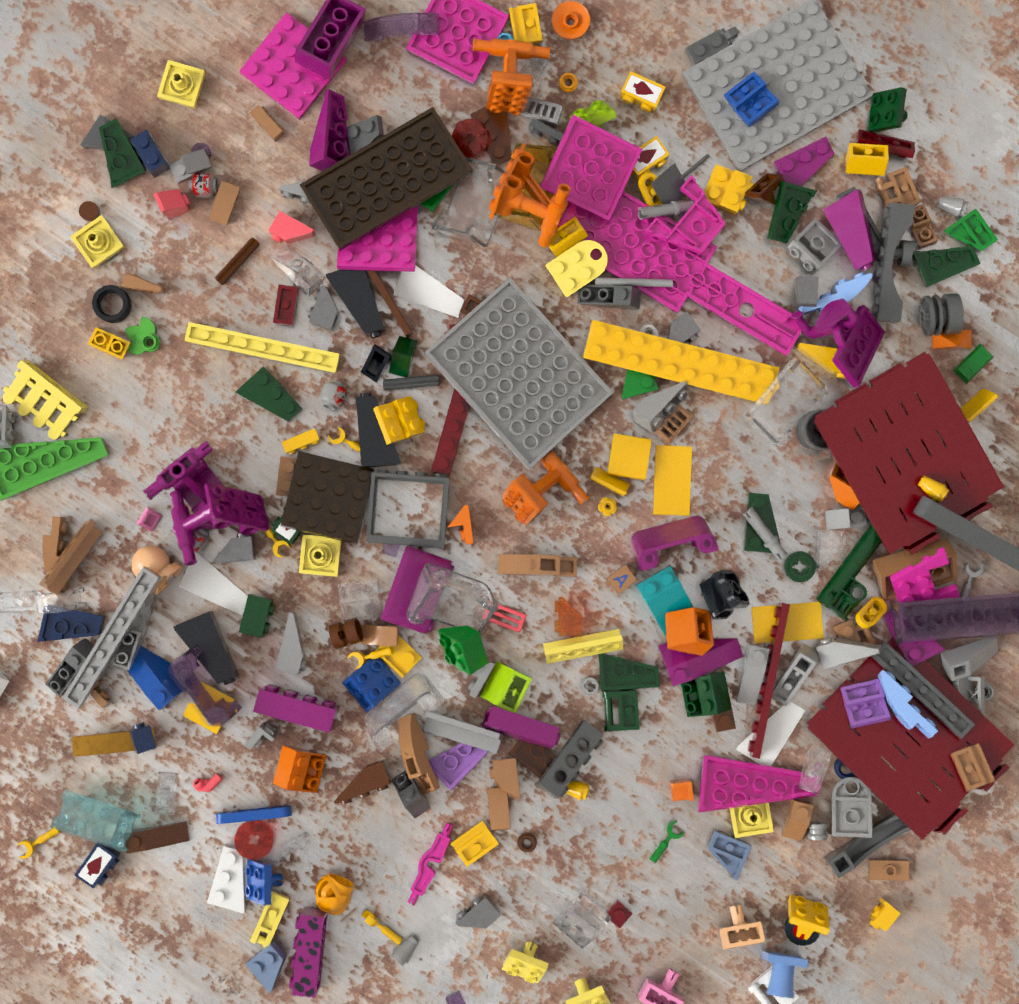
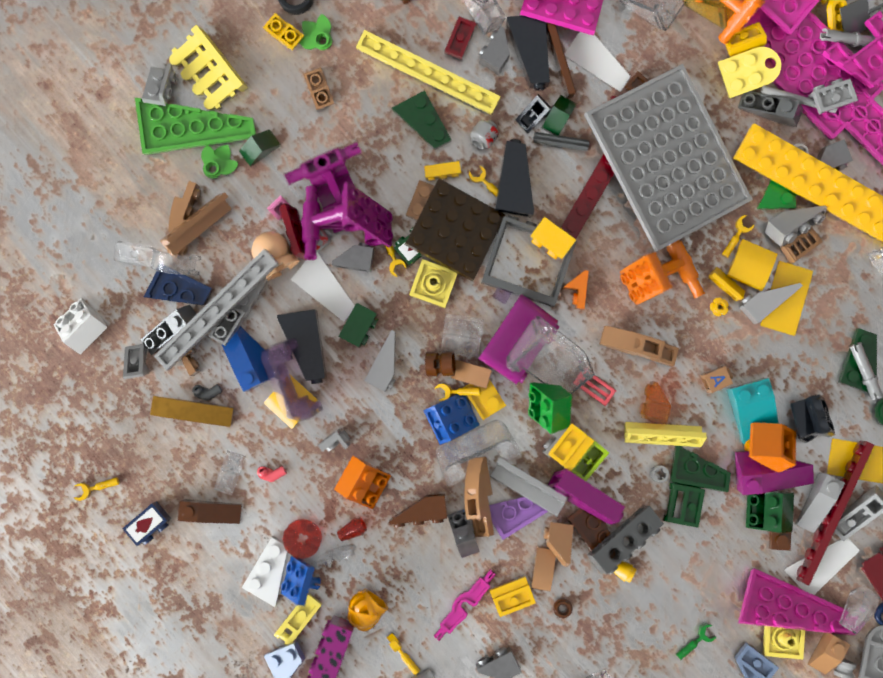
camera: 10 degrees right, 0 degrees up
(45, 708) = (135, 362): none -> light grey slope
(77, 485) = (220, 159): none -> bright green plate
(95, 820) = (155, 481): clear light blue piece -> none
(114, 463) = (259, 146): none -> dark green slope
(121, 721) = (205, 393): none -> dark grey arm
(142, 738) = (220, 414): dark blue brick -> none
(158, 391) = (318, 88): none -> medium nougat slope
(164, 530) = (293, 229): none -> dark red plate
(253, 814) = (307, 514): blue beam -> none
(296, 708) = (375, 424): magenta brick -> none
(302, 817) = (353, 529): none -> clear red cone
(399, 420) = (542, 173): yellow plate -> none
(423, 483) = (552, 238): none -> yellow brick
(493, 683) = (571, 447): none -> yellow plate
(606, 436) = (734, 240): none -> yellow piece
(649, 491) = (763, 303): none -> light grey slope
(665, 272) = (834, 96): none -> light grey bracket
(682, 790) = (724, 596): orange panel -> none
(691, 529) = (751, 353): magenta windscreen -> none

